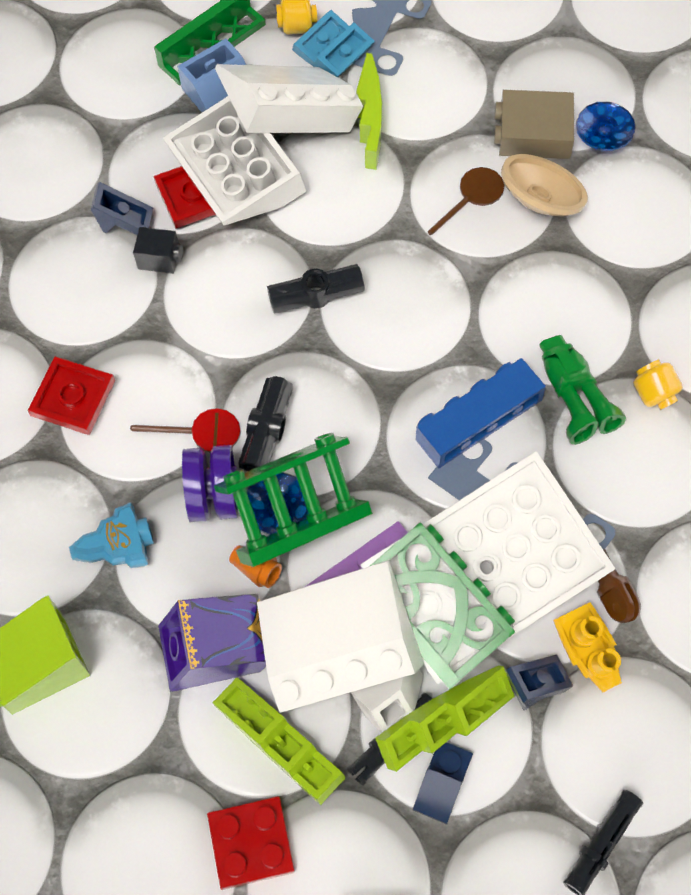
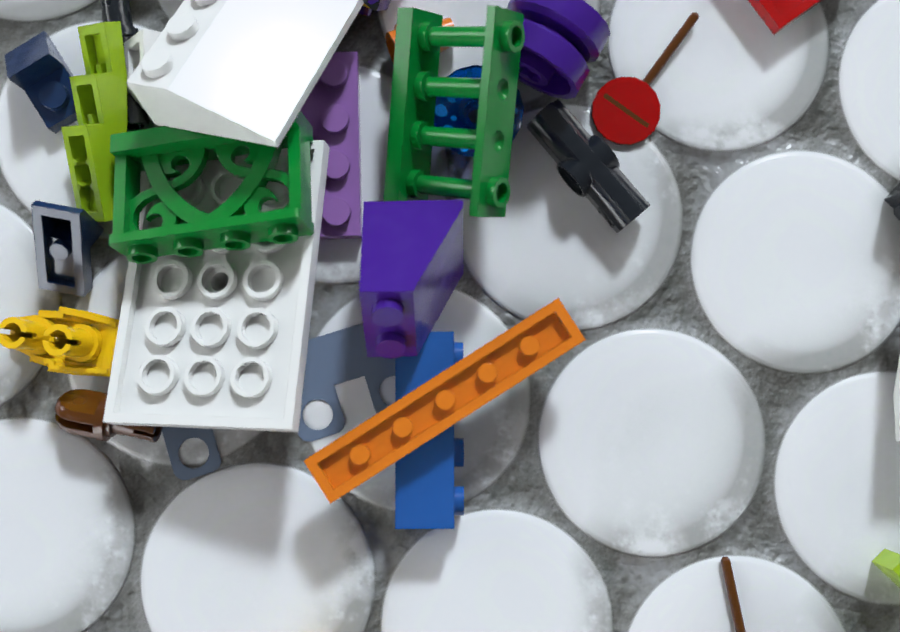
camera: 120 degrees right, 20 degrees up
(298, 291) = (748, 321): black piece -> none
(405, 466) = (408, 271): none -> dark purple slope
(459, 400) = (444, 400): none -> orange plate
(571, 374) = (402, 576): green piece -> none

